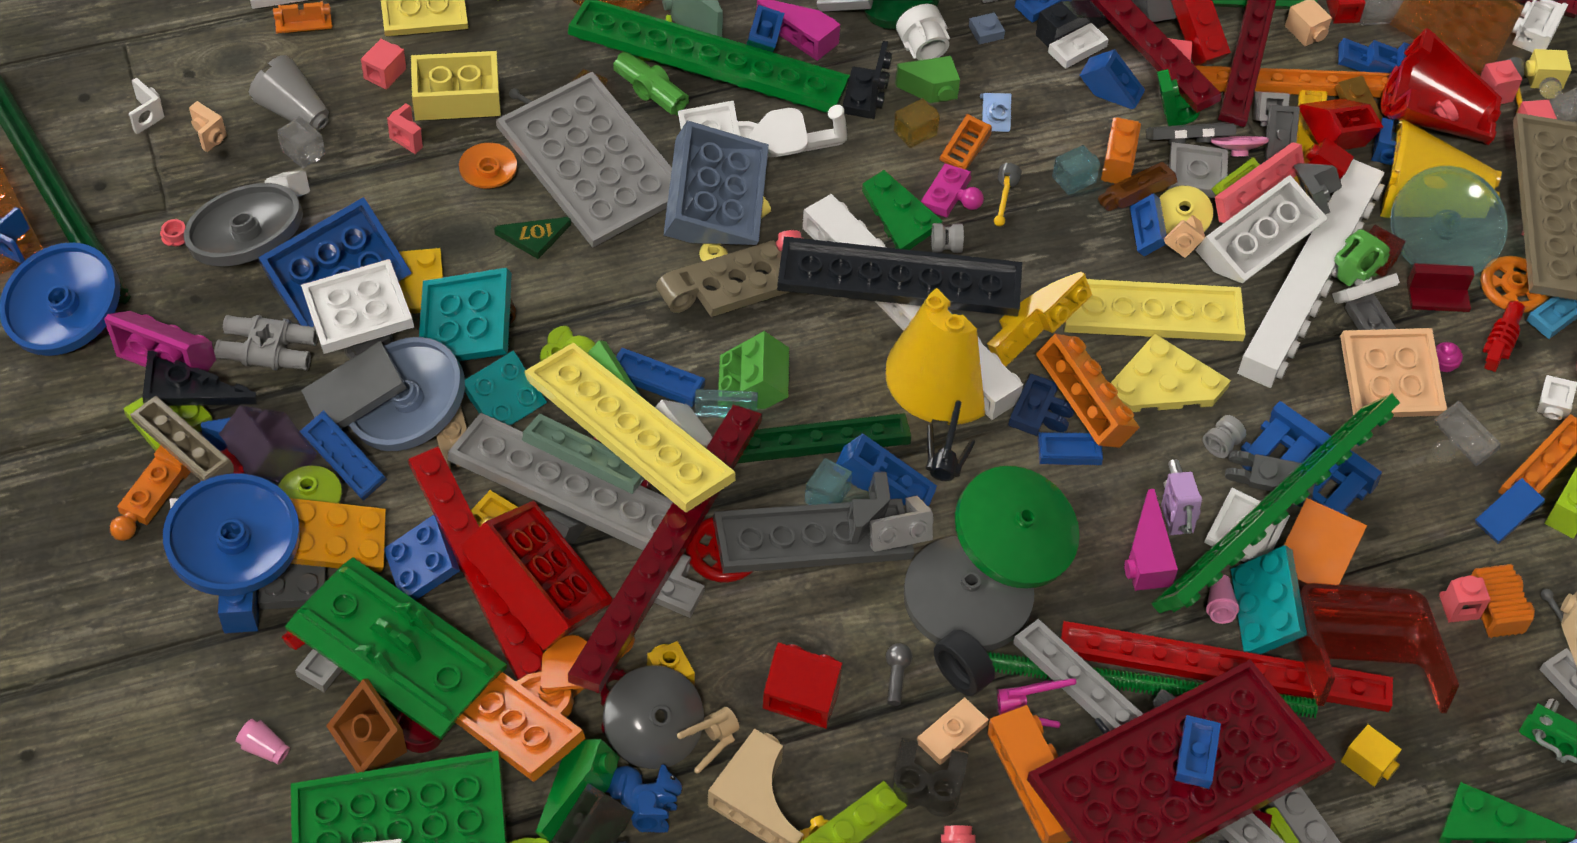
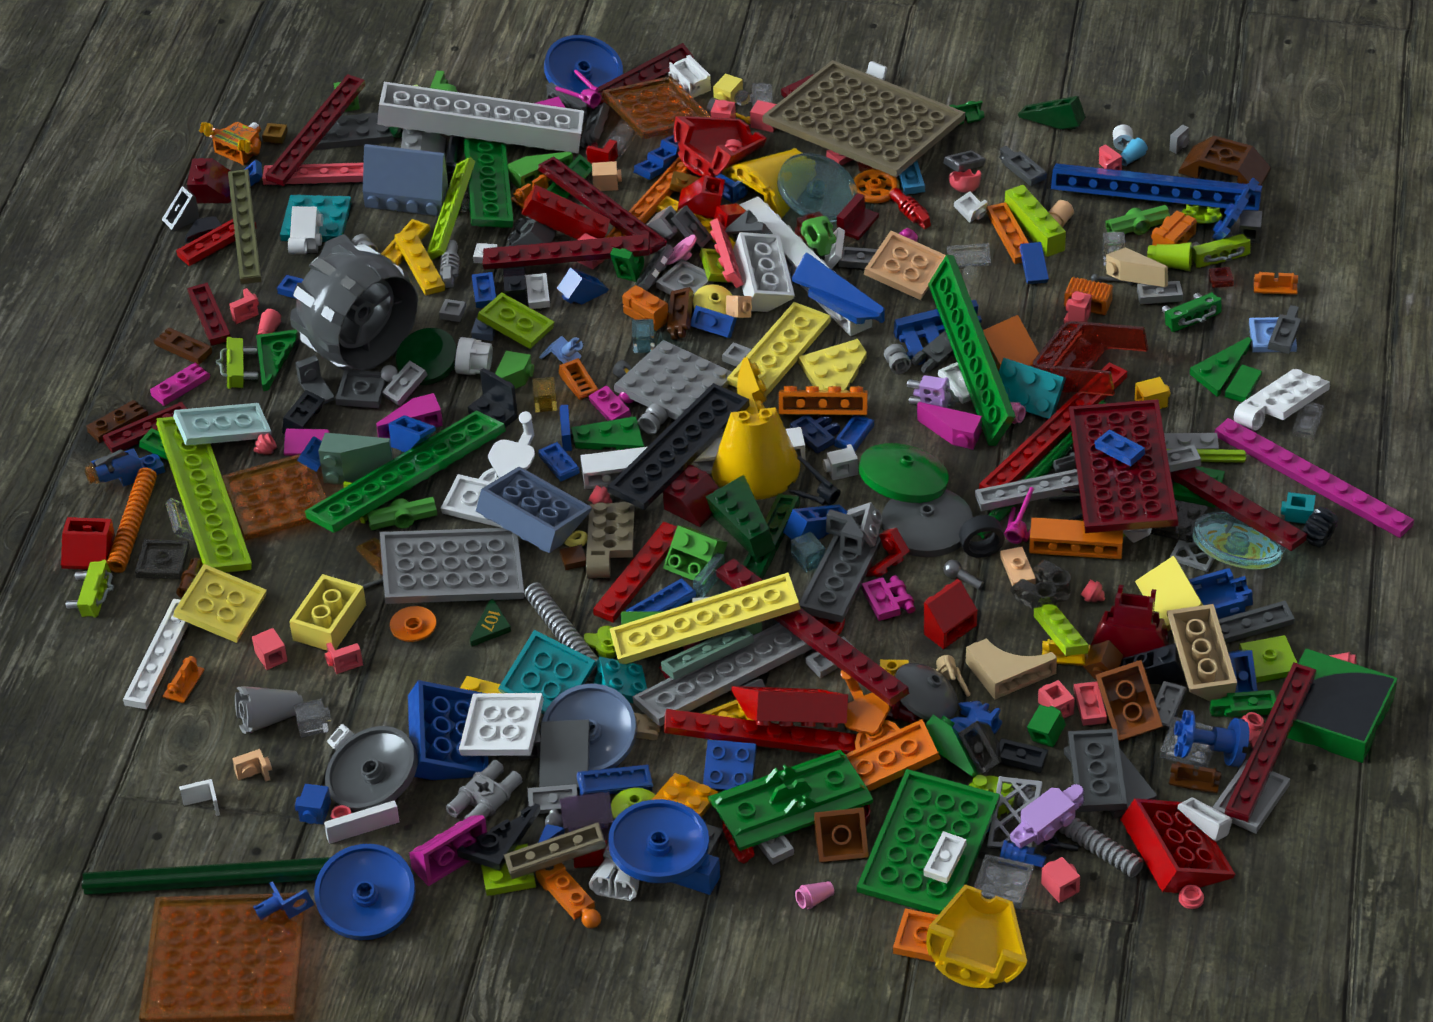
camera: 55 degrees left, 10 degrees down
(170, 252) = (361, 822): none -> white tile
(175, 199) = (313, 804): none -> blue brick
(284, 398) = (549, 801): none -> light grey plate
(560, 300) = (558, 622): none -> light grey piece
(680, 258) = (573, 557): none -> reddish brown tile
(690, 333) = (636, 574): none -> red plate
(799, 599) = (881, 597): none -> dark pink plate
(822, 181) = (558, 461): none -> blue plate
(831, 393) = (741, 516): none -> dark green wedge
(846, 332) = (688, 494): none -> dark red slope
(878, 584) = (896, 547): none -> red bracket
(886, 159) = (565, 428): none -> blue tile
(1001, 451) = (841, 463): none -> white brick
(1010, 45) = (515, 320): none -> lime plate
(1025, 226) = (671, 378): none -> light grey plate
(1112, 268) = (735, 354): none -> light grey plate
(1267, 317) = (836, 292): none -> blue wedge

